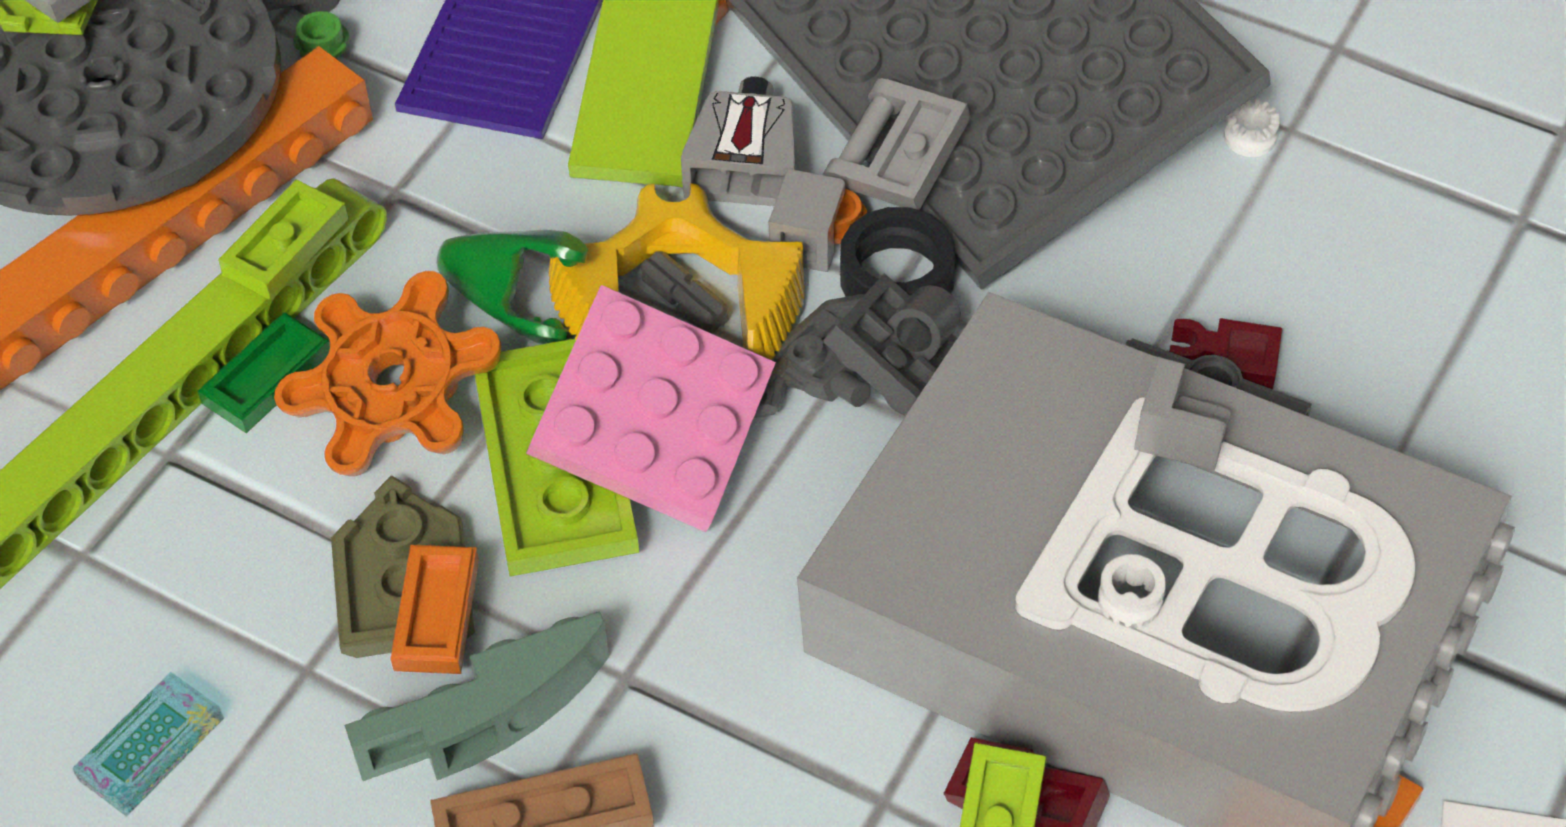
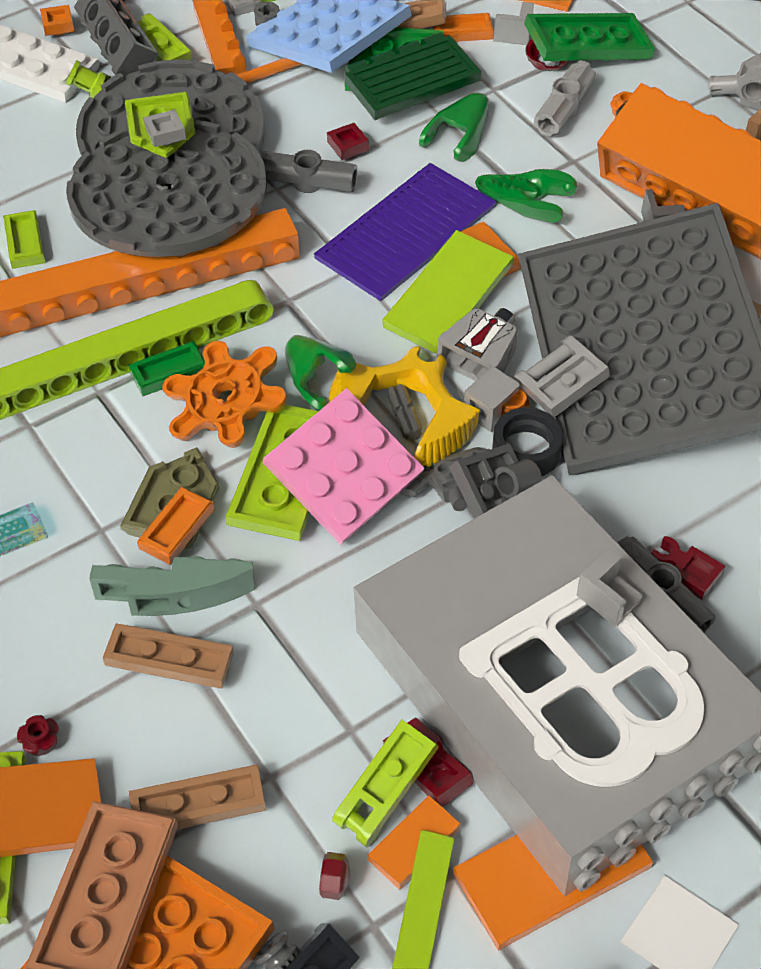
camera: 25 degrees right, 0 degrees up
(283, 239) = (205, 301): lime plate -> none
(321, 30) = (296, 203): bright green plate -> none
(1128, 607) = (513, 678): white bush -> none

